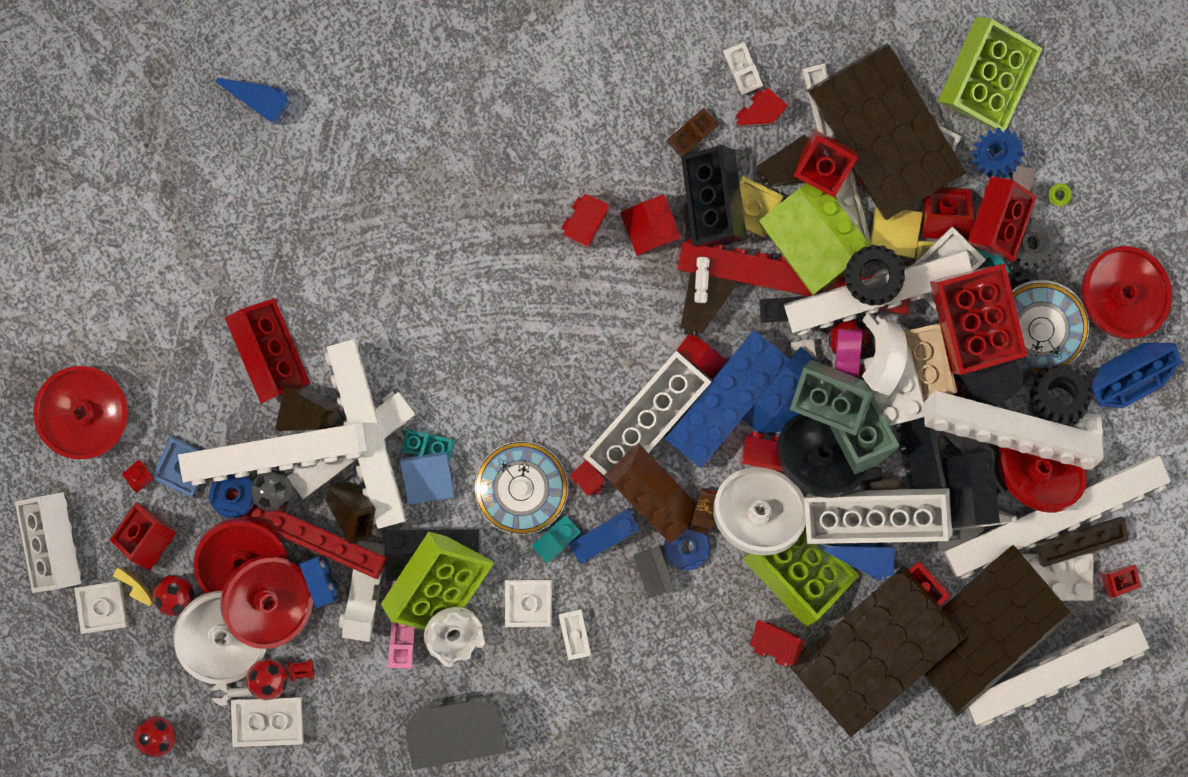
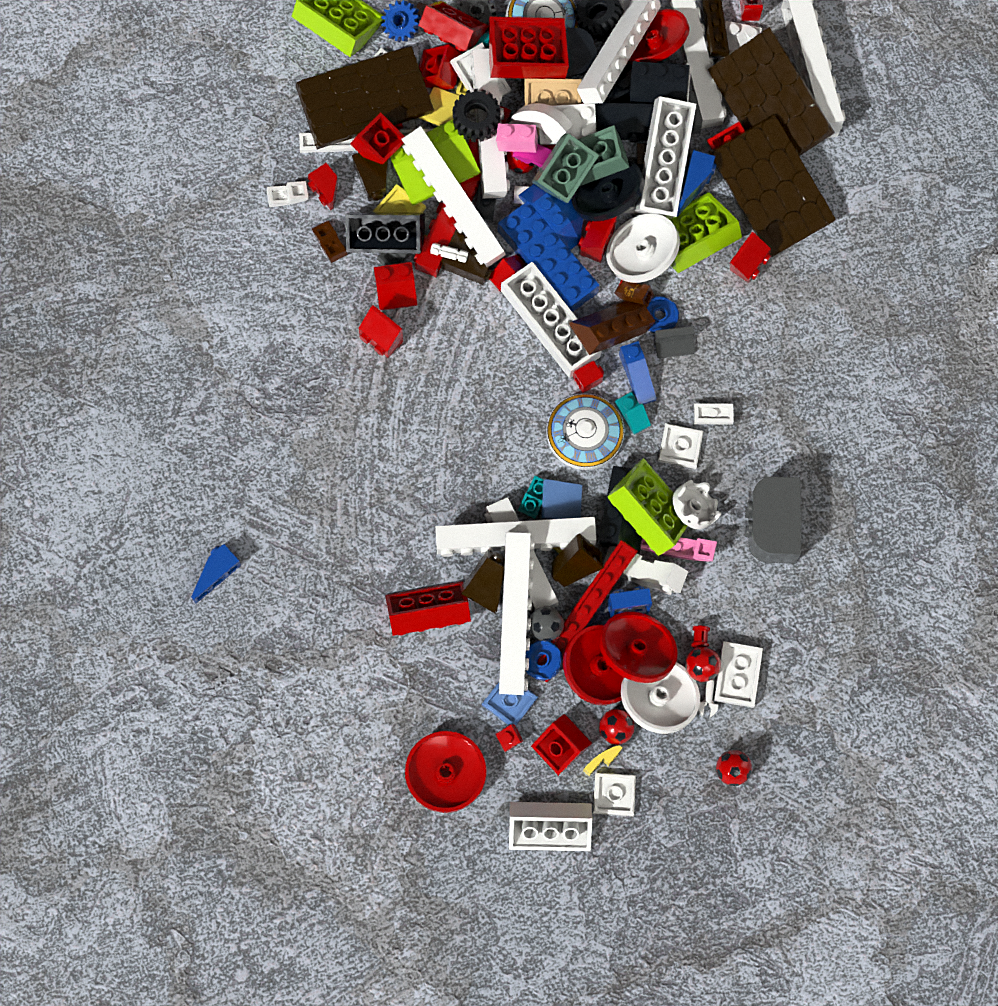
camera: 80 degrees left, 15 degrees down
(769, 269) = (453, 196): none -> white brick
(857, 330) = (517, 138): none -> bright pink brick

